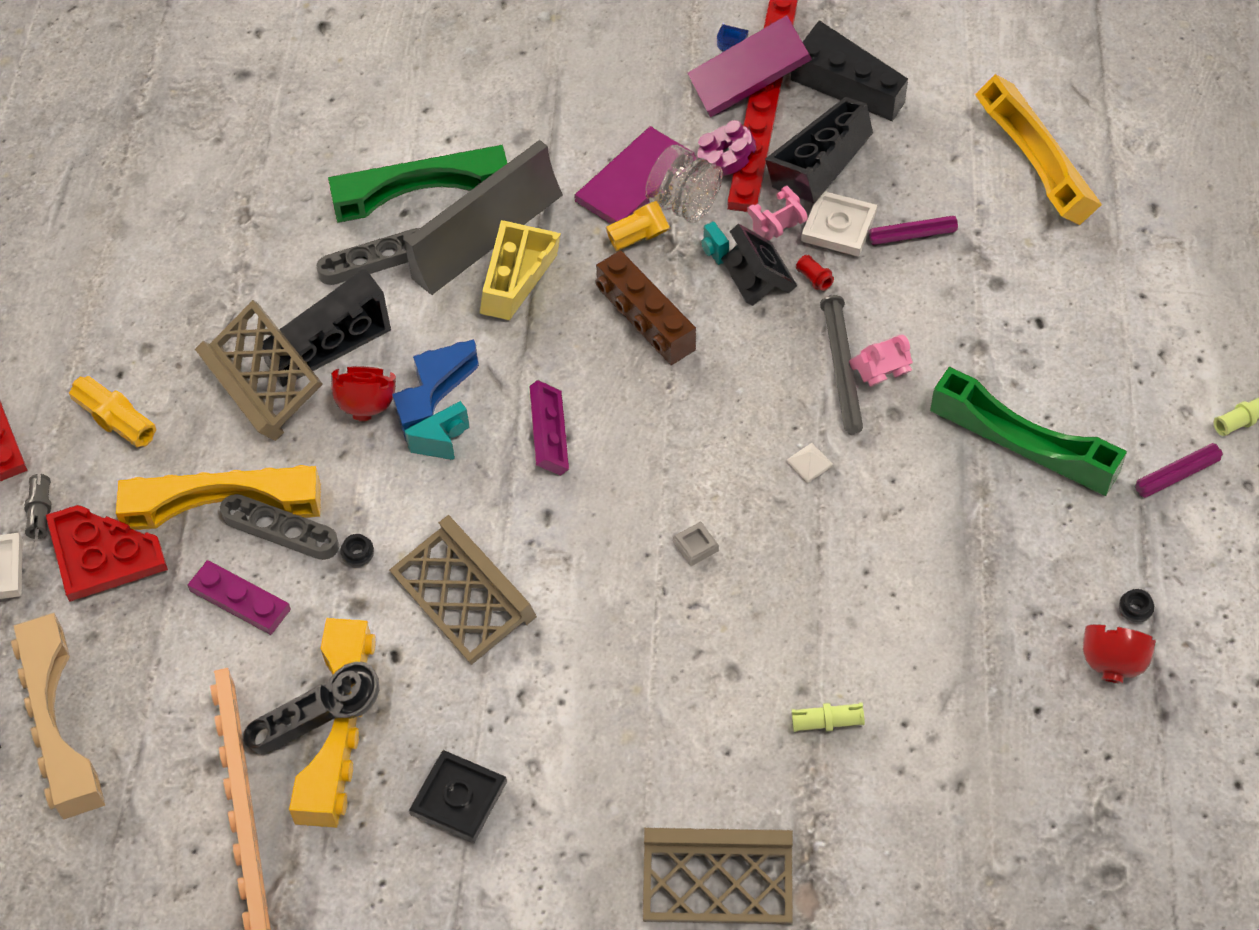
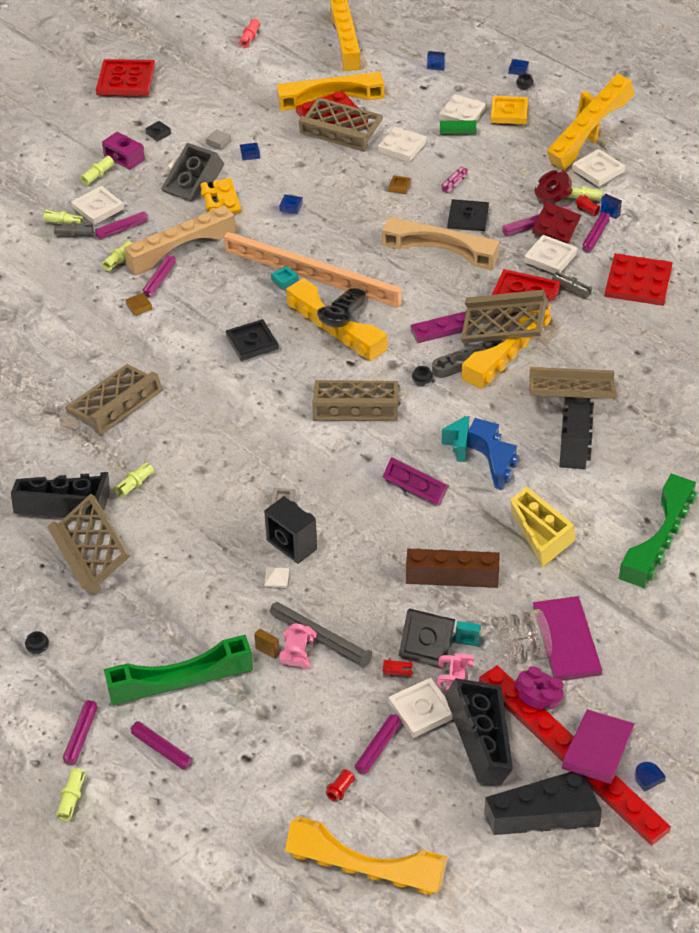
camera: 130 degrees right, 10 degrees down
(112, 411) = (607, 332): yellow piece -> none
(164, 518) = (504, 305): none -> dark tan fence
(291, 860) = (284, 277): none -> teal plate
(362, 391) = (517, 416): red cylinder -> none
(370, 250) = (620, 484): dark grey beam -> none
(471, 224) = (593, 537): dark grey arch -> none
(644, 223) = (519, 600): yellow piece -> none
(747, 470) = (291, 529): none -> black brick
(907, 392) = (266, 643): none -> pearl gold tile
(936, 754) = (58, 495): none -> black wedge
(989, 224) = (336, 790): none -> red pin
(999, 667) = (68, 544): none -> dark tan fence
(1111, 392) = (160, 745): none -> magenta axle
(1117, 652) = (24, 604): red cylinder -> none

